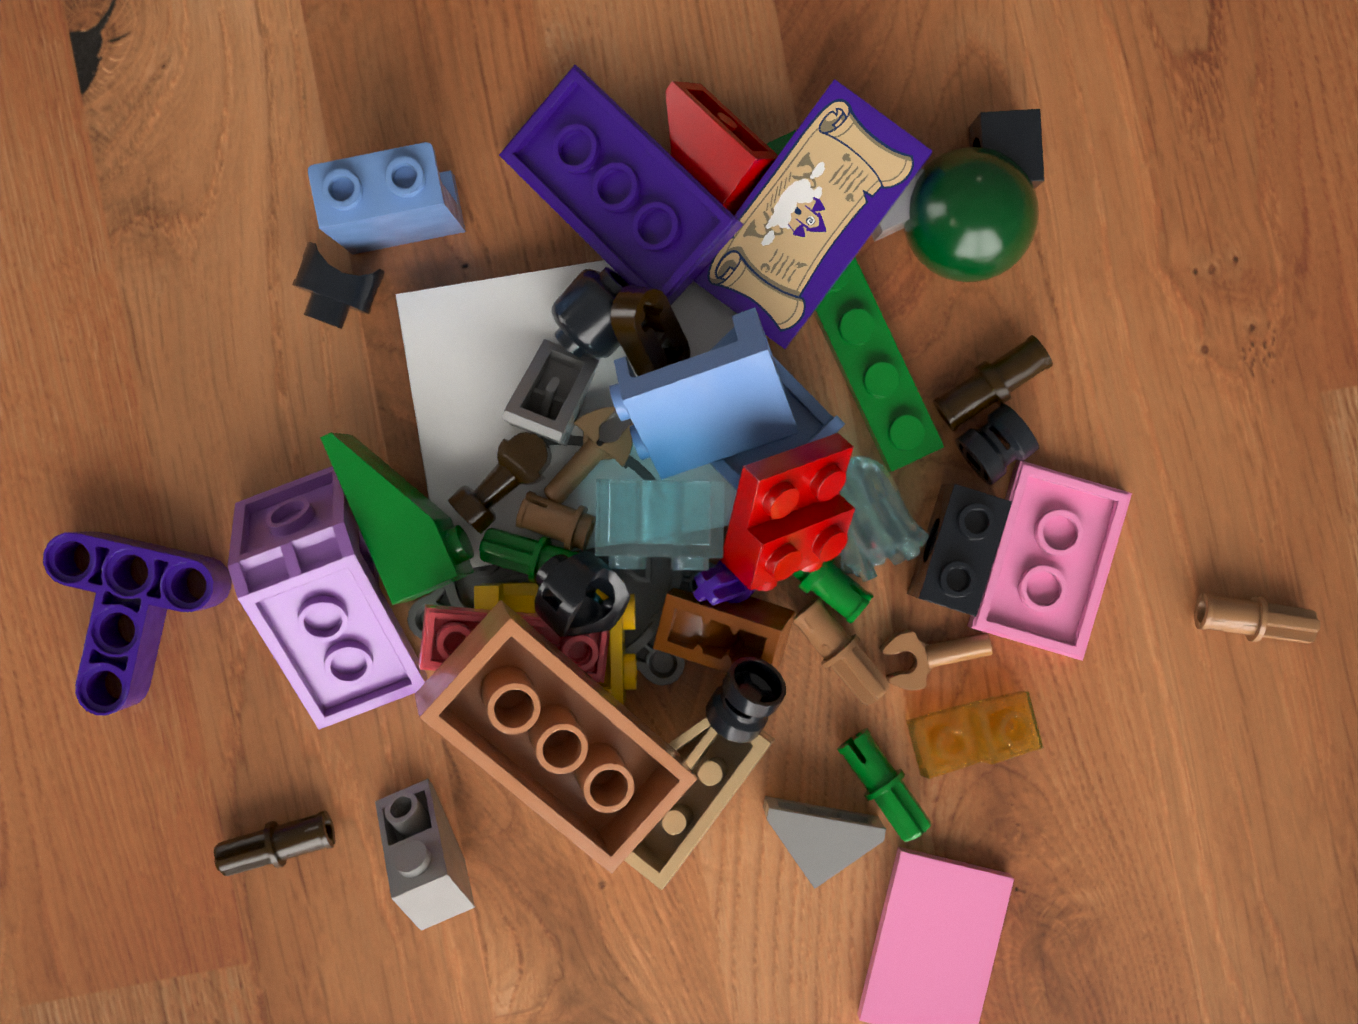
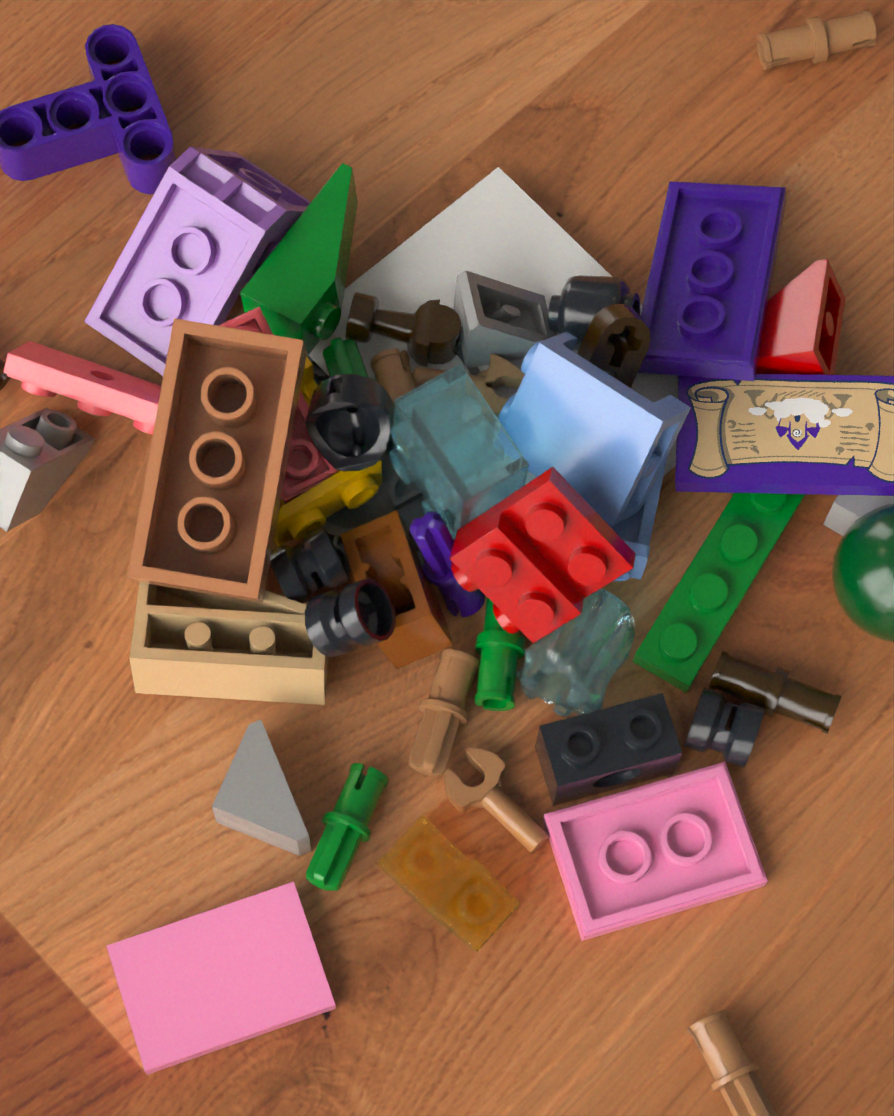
camera: 55 degrees right, 20 degrees down
(332, 290) = (470, 119): black piece -> none
(372, 766) = (93, 385): none -> coral tile
(386, 199) = (568, 104): medium blue panel -> none
(665, 696) = (308, 566): none -> black wheel

